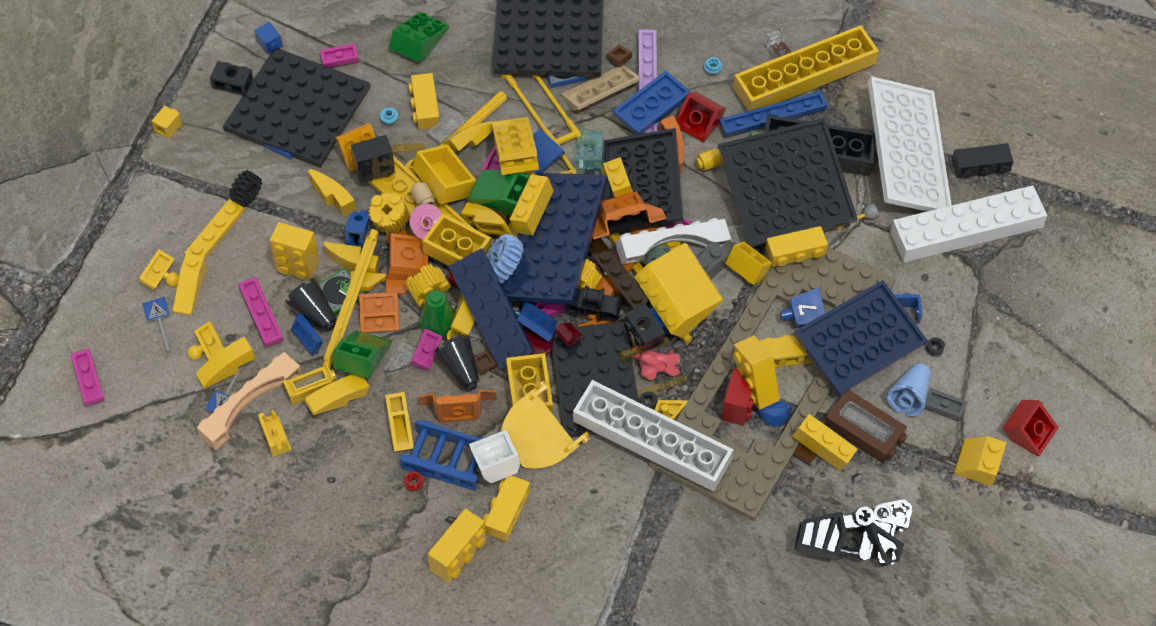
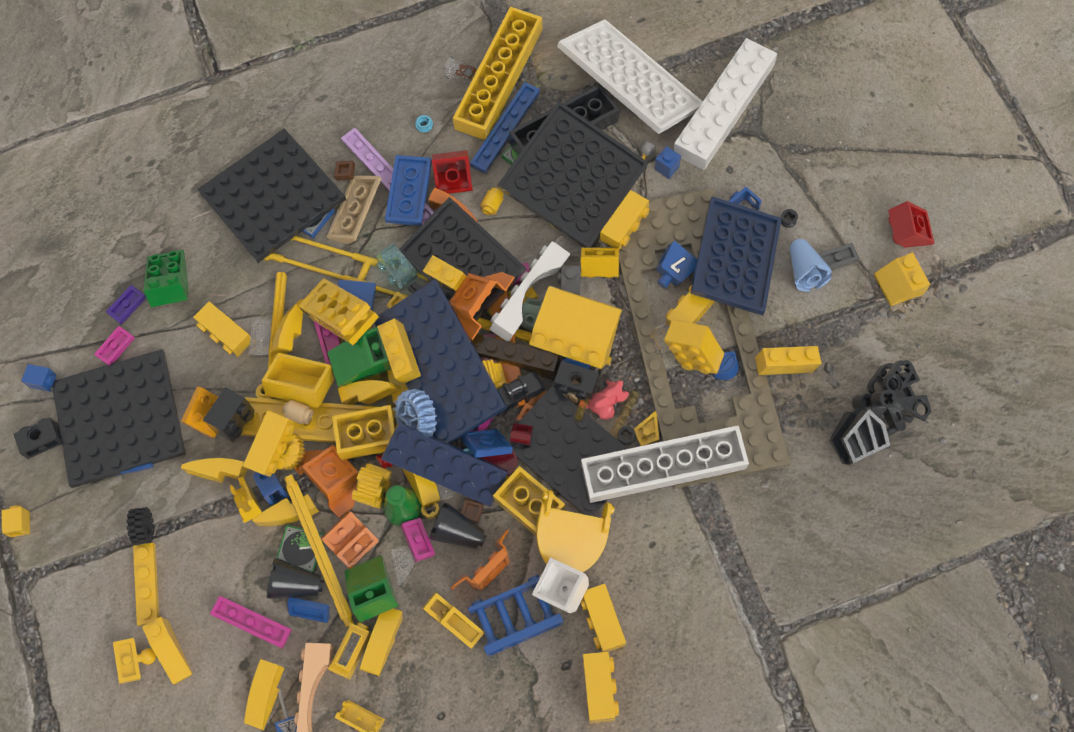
camera: 35 degrees left, 10 degrees up
(155, 310) = (158, 695): piece -> none
(209, 342) = (232, 686): yellow plate -> none
(294, 251) = (236, 549): yellow brick -> none
(332, 228) = (245, 500): none -> yellow hinge
(370, 280) = (319, 519): yellow tile -> none
(373, 33) = (126, 304): none -> dark purple plate
(381, 196) = (269, 444): none -> yellow brick
(389, 120) = (205, 369): medium azure plate -> none
(408, 147) = (245, 379): clear yellow bar -> none
(413, 476) = (509, 653): red plate -> none
(421, 213) = (323, 424): bright pink dish -> none
(737, 401) = (695, 379): red slope -> none
(804, 454) = (777, 381): reddish brown tile -> none
(866, 426) = (801, 322): reddish brown piece -> none
(876, 232) = (667, 162): none -> blue brick
(982, 160) = (689, 47): black brick -> none

